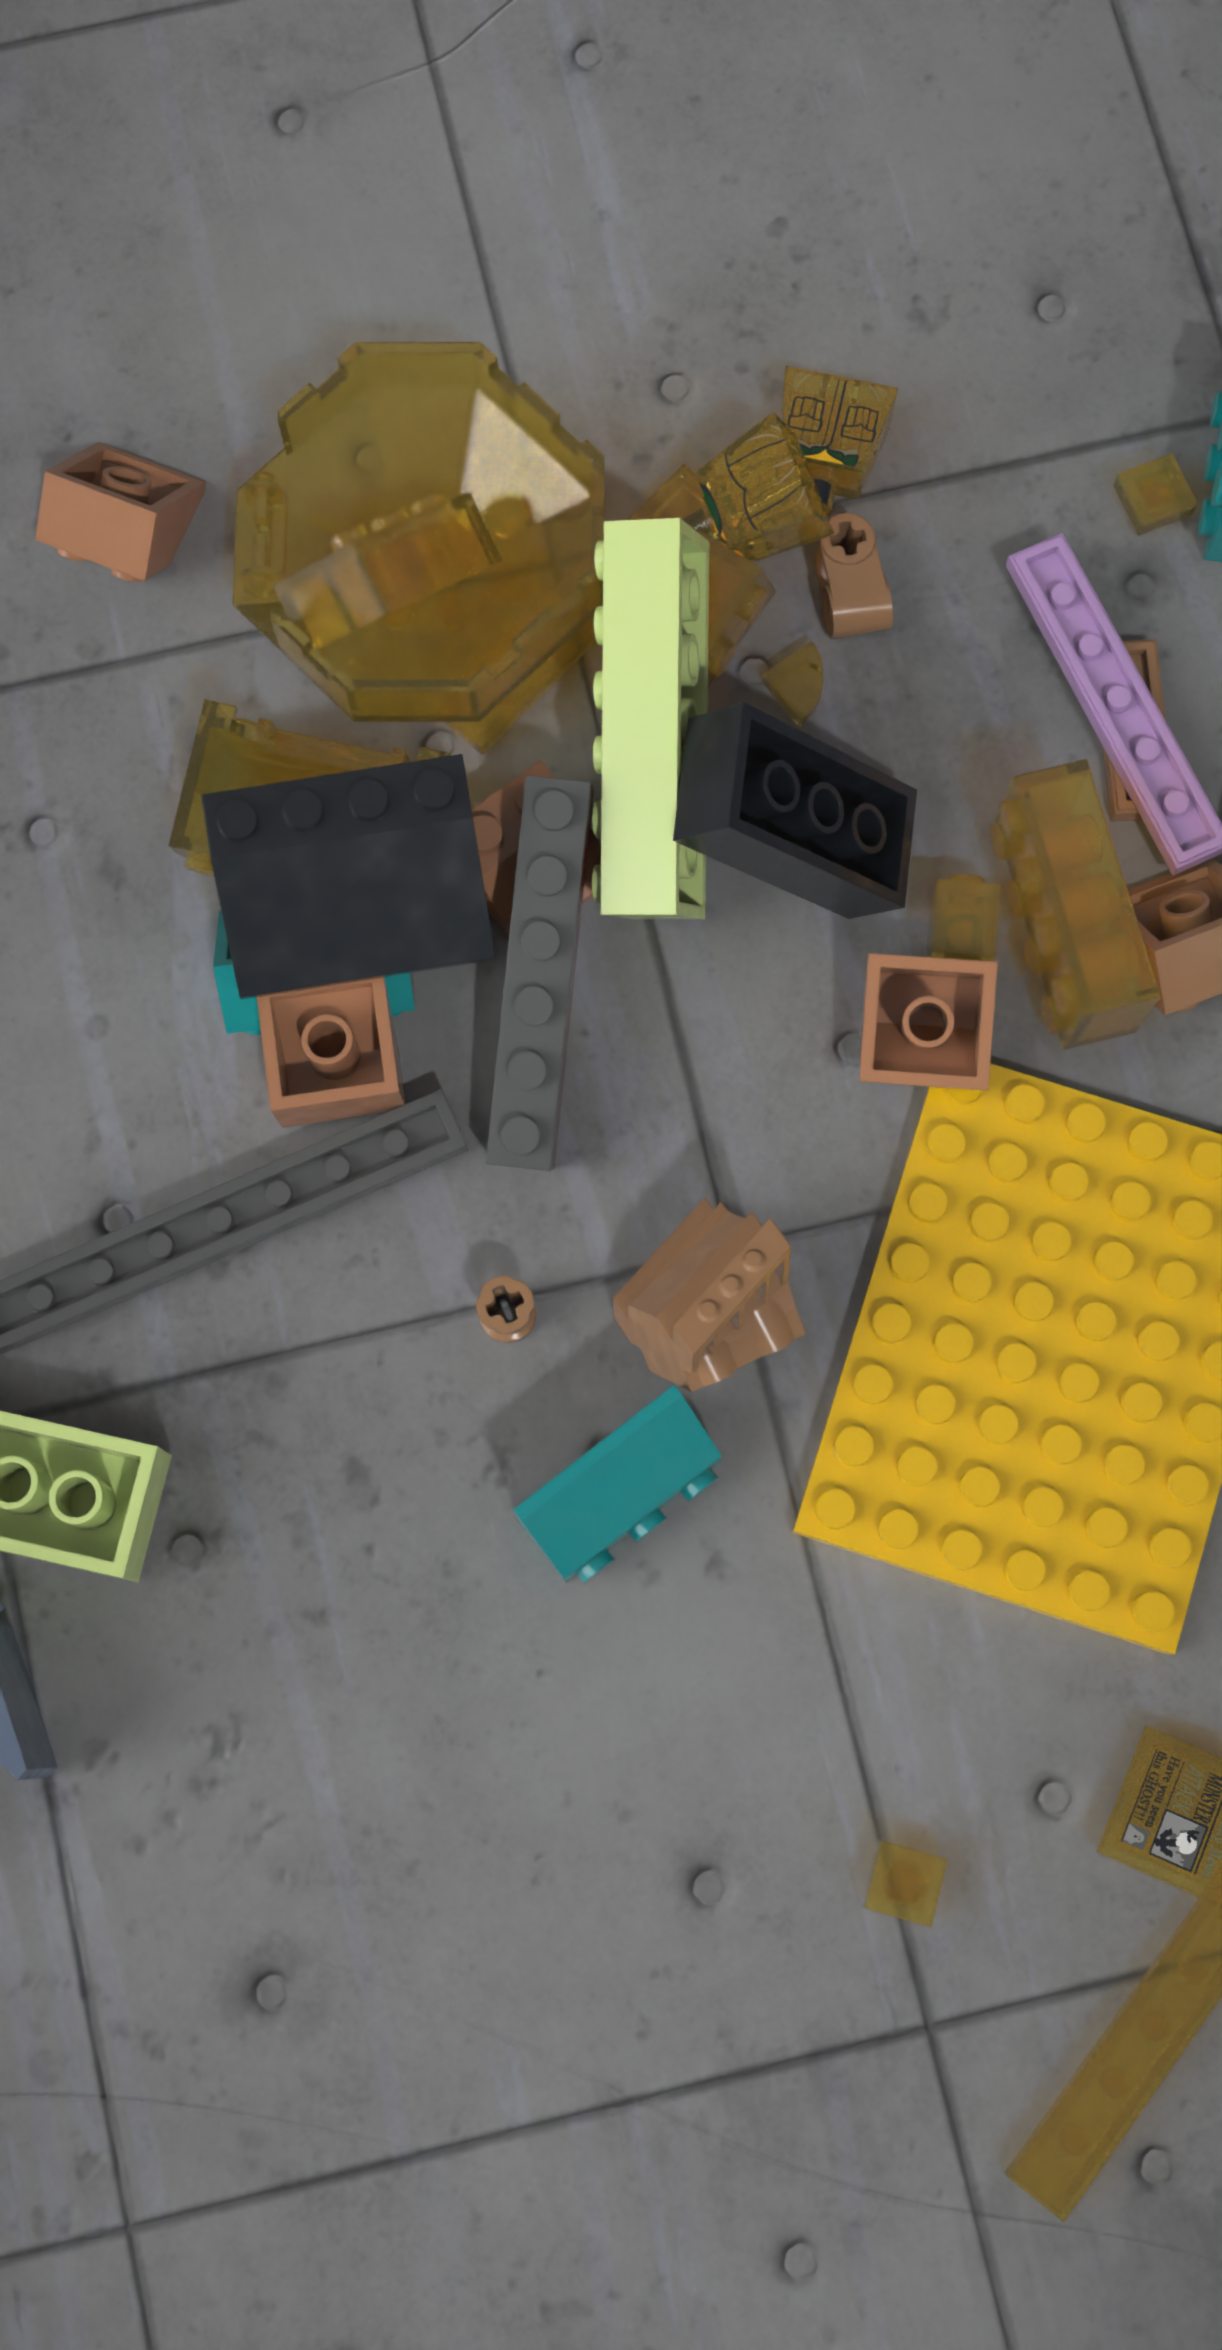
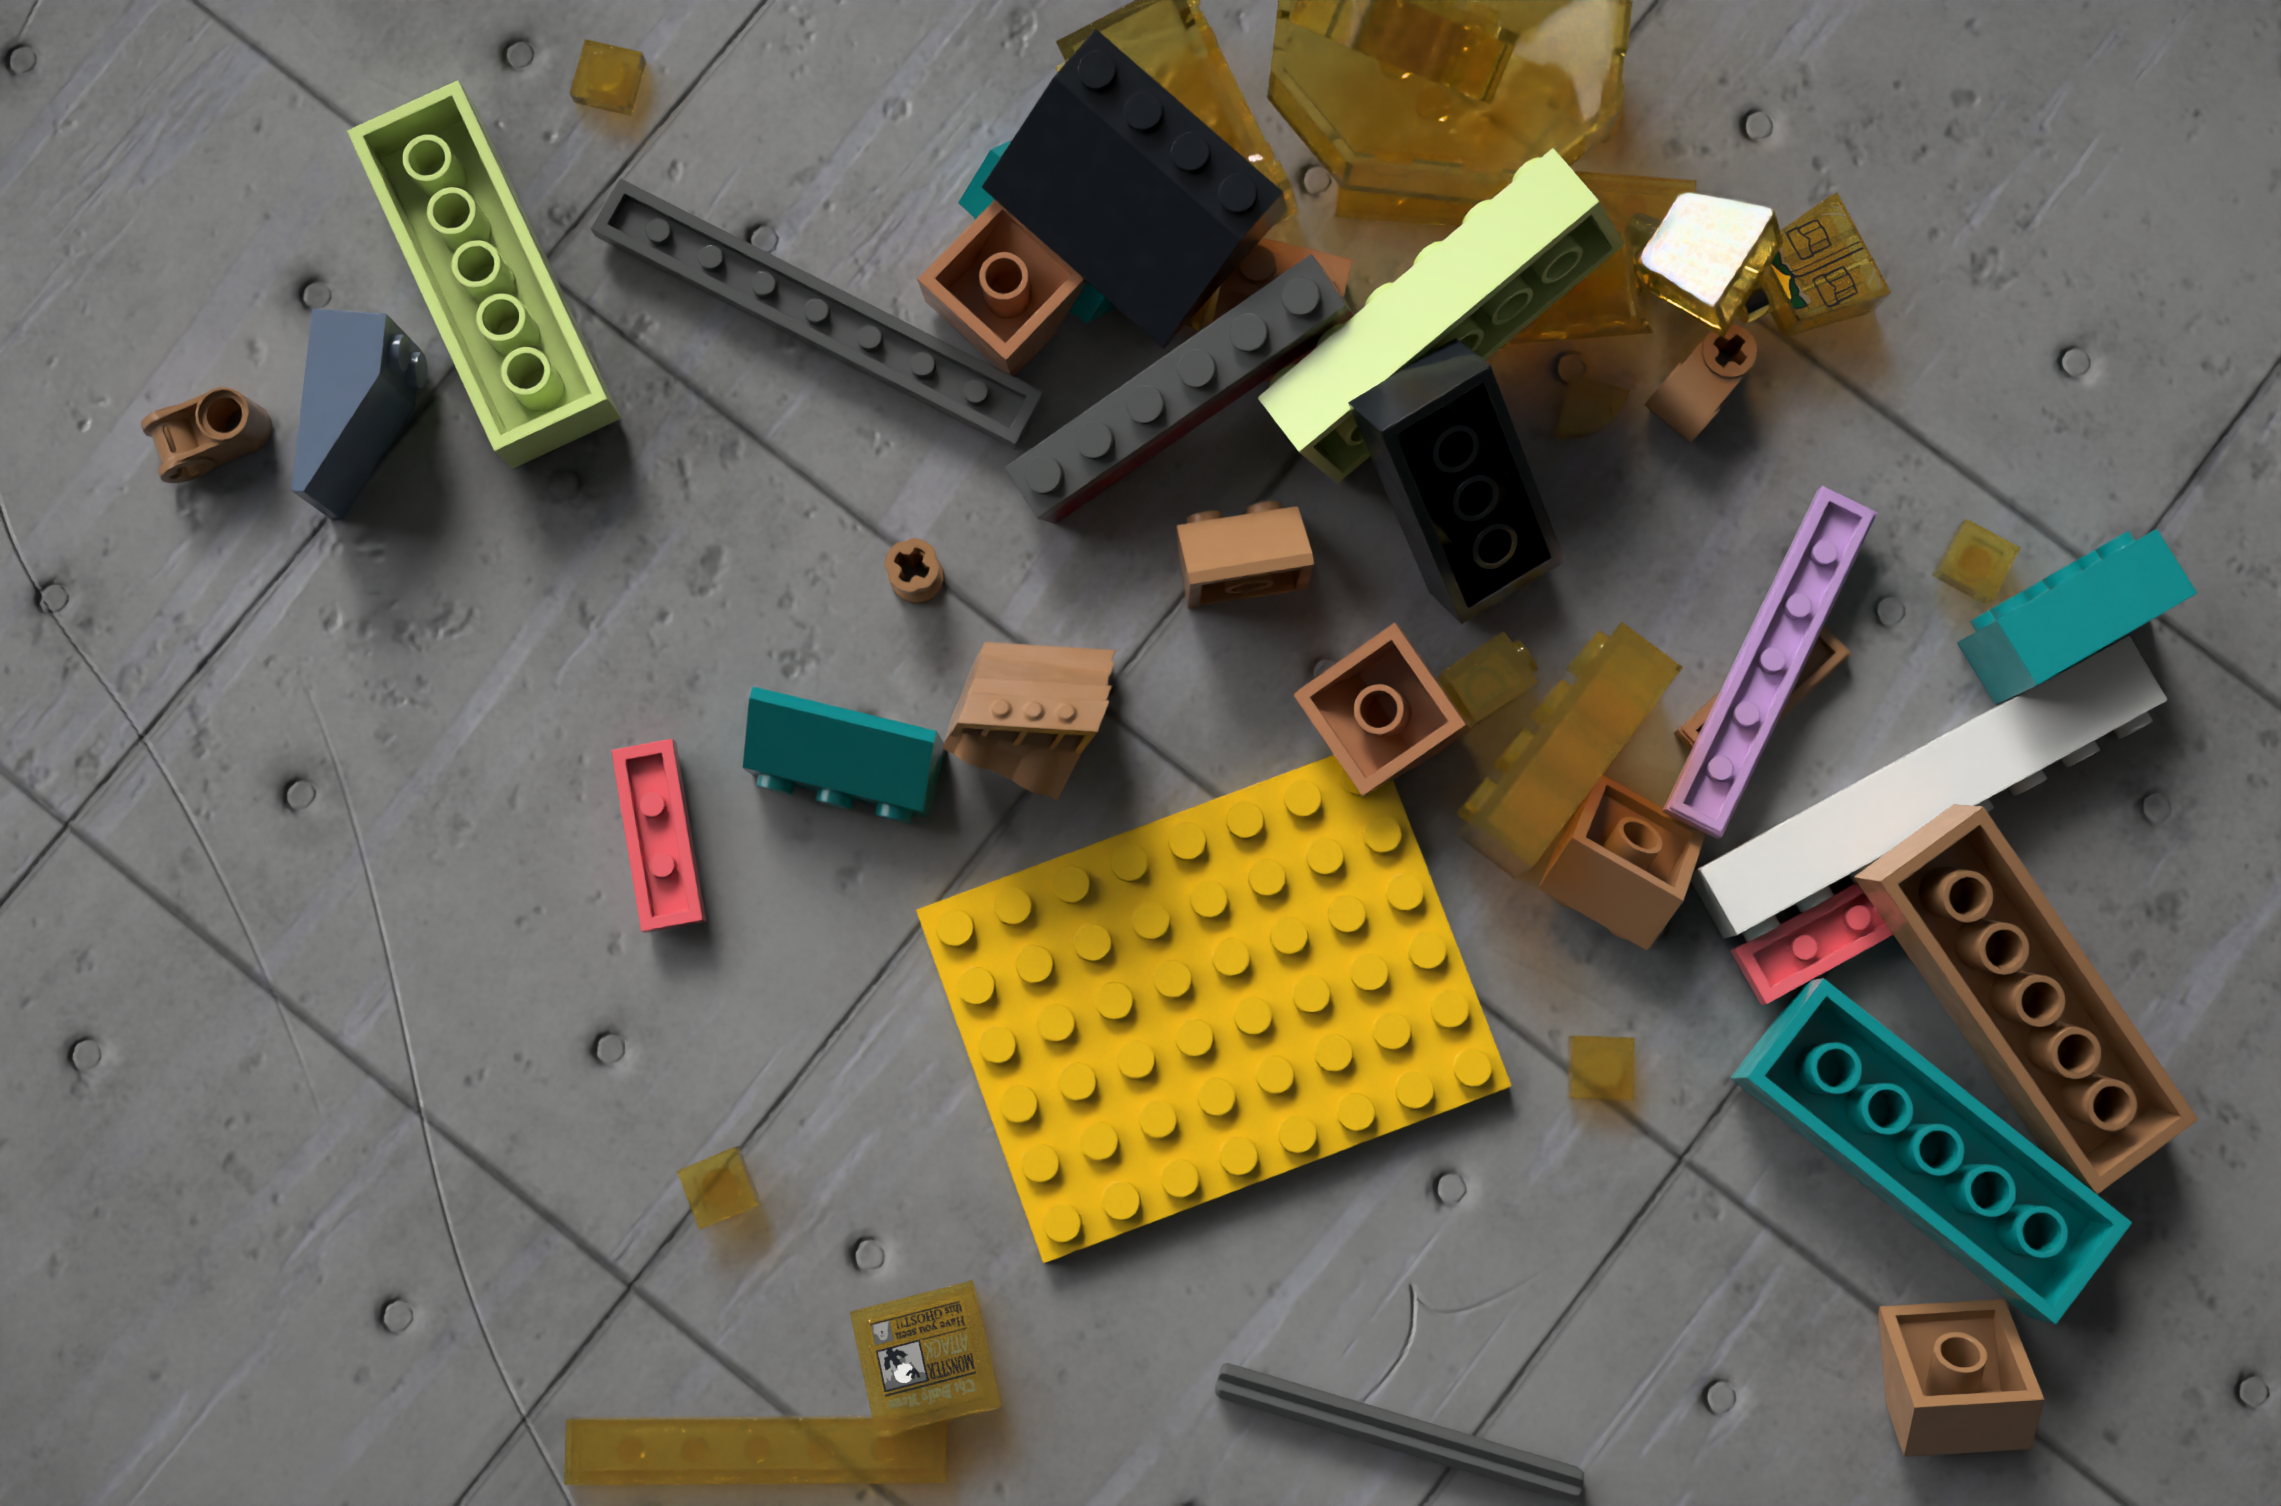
camera: 50 degrees right, 5 degrees up
(560, 1700) = (658, 836): none -> coral plate
(709, 1032) = (1243, 554): none -> medium nougat slope

